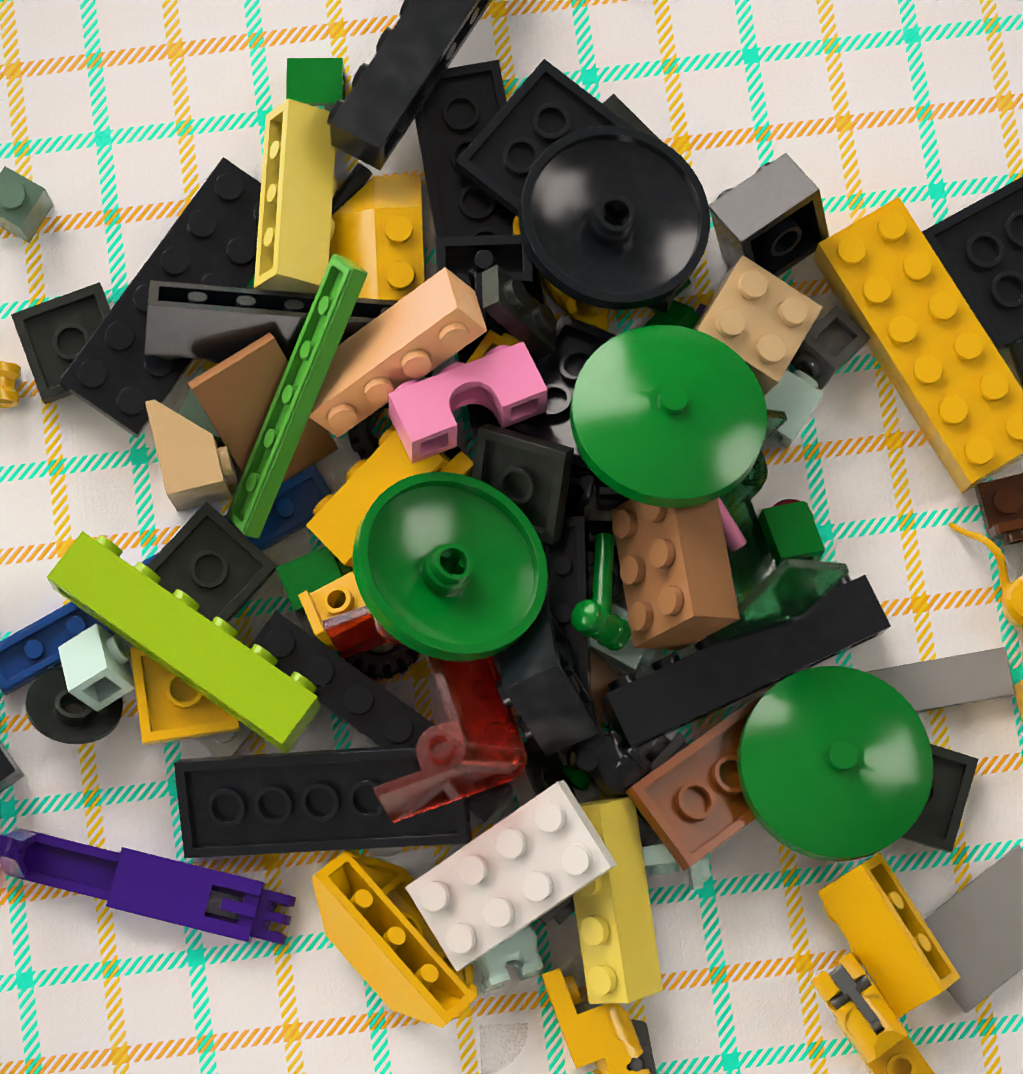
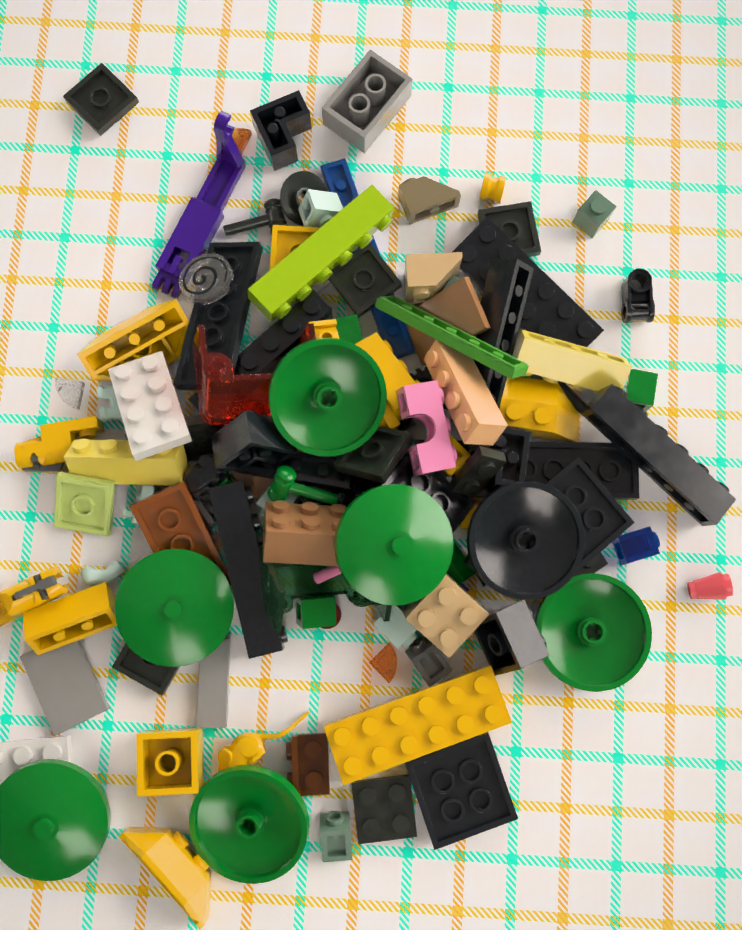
camera: 100 degrees right, 0 degrees up
(35, 497) = (426, 198): none -> dark tan slope
(116, 755) = (273, 216): none -> pearl dark grey piece
(157, 112) = (637, 303): none -> black piece
(261, 838) = (206, 278): none -> clear tile
(577, 51) = (636, 545): none -> clear blue brick
(694, 962) = (84, 504): none -> yellowish green plate
(730, 93) = (594, 632): none -> green dish
(809, 909) = (93, 576): none -> light aqua arm
(845, 415) = (385, 662): none -> clear orange tile

